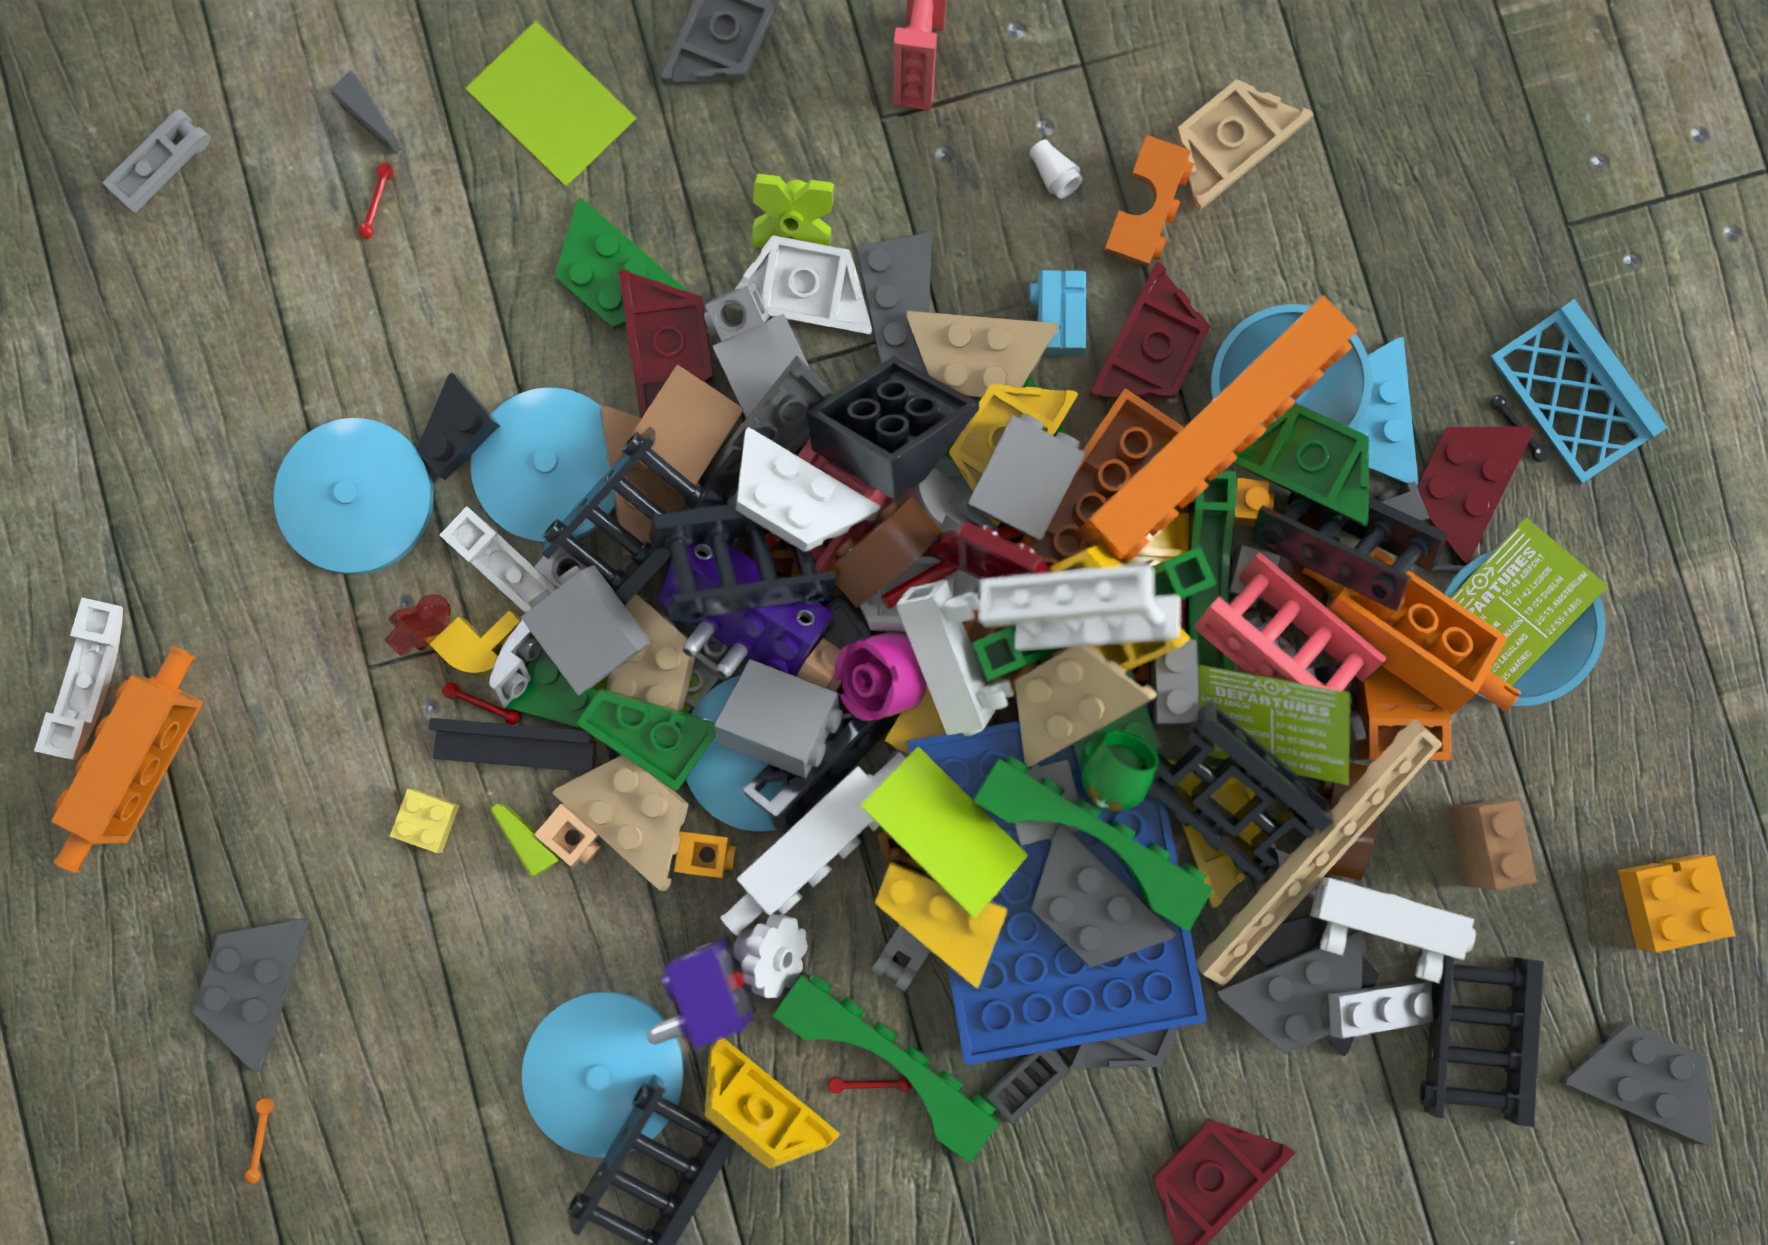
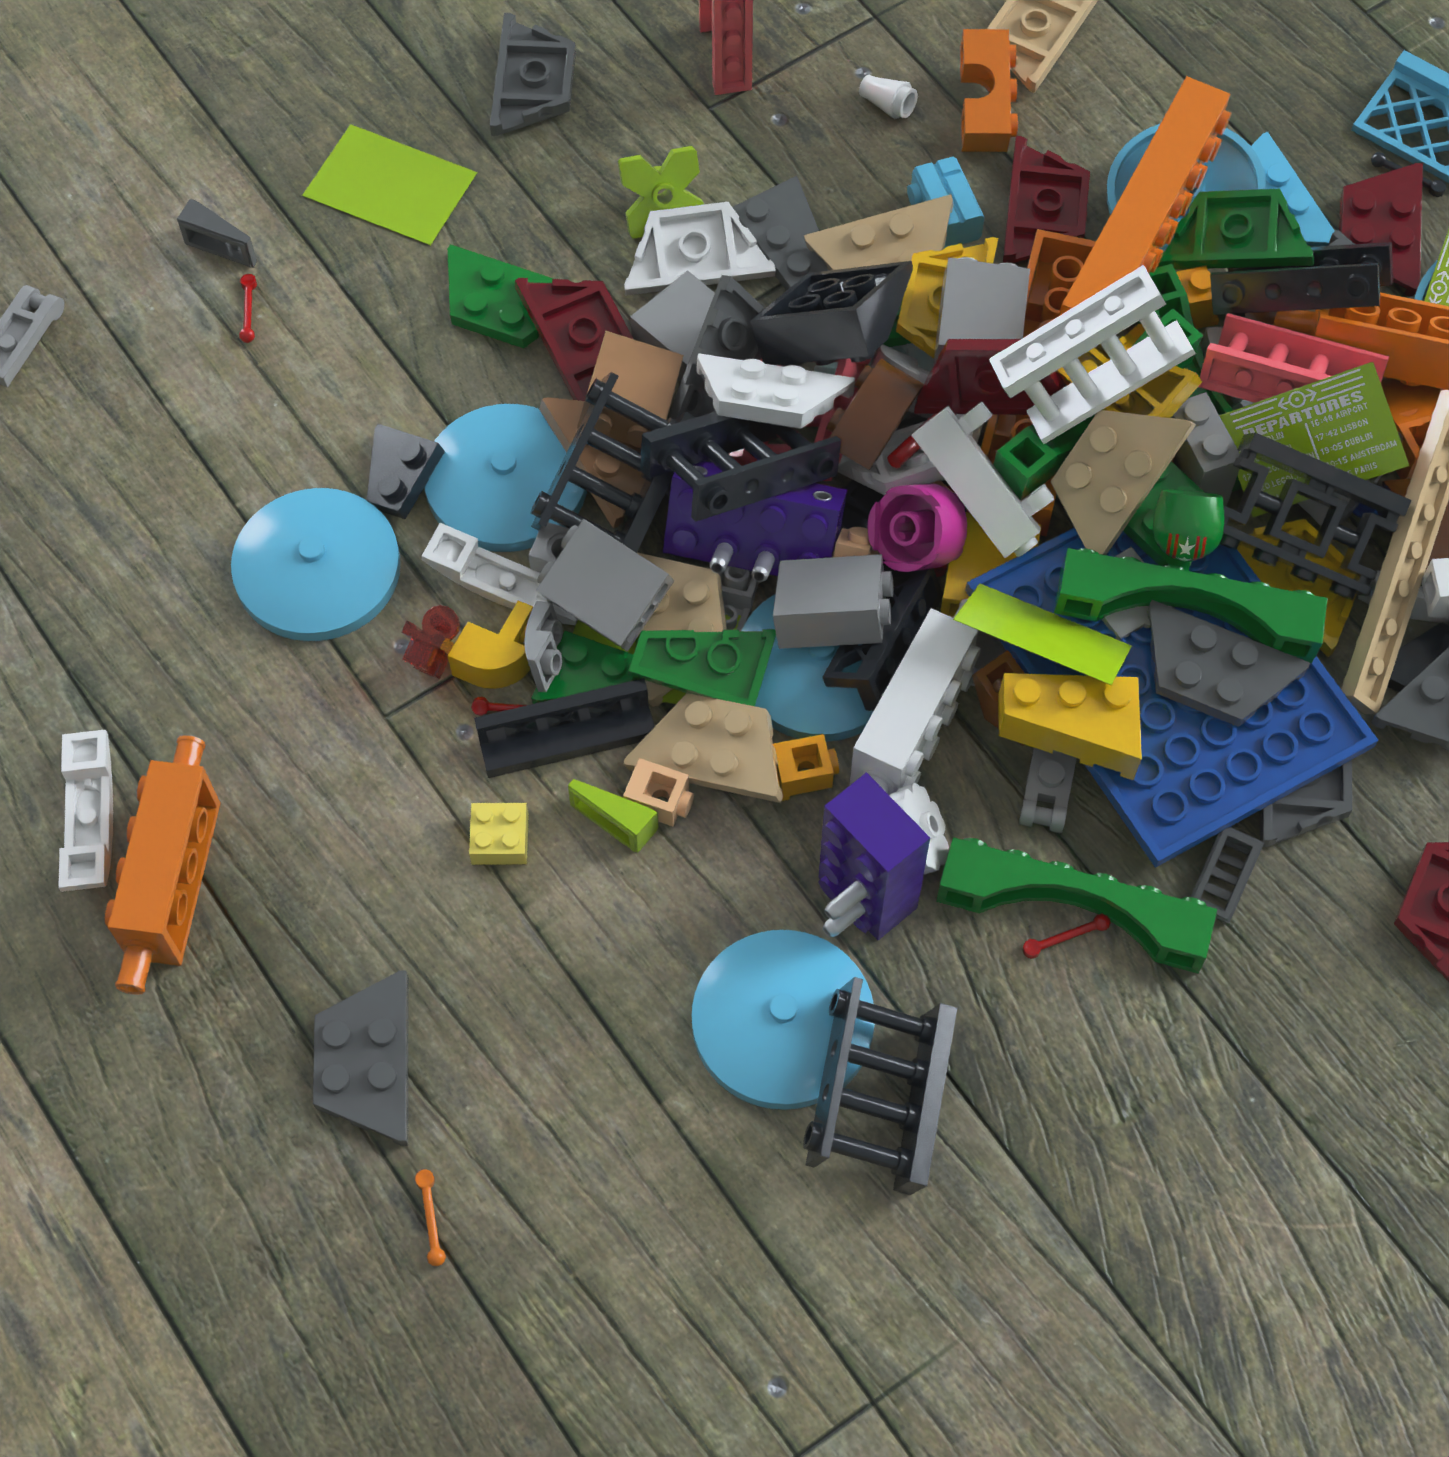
camera: 20 degrees left, 20 degrees down
(748, 300) = (646, 266): light grey brick -> none
(760, 1110) = (959, 983): yellow wing -> none

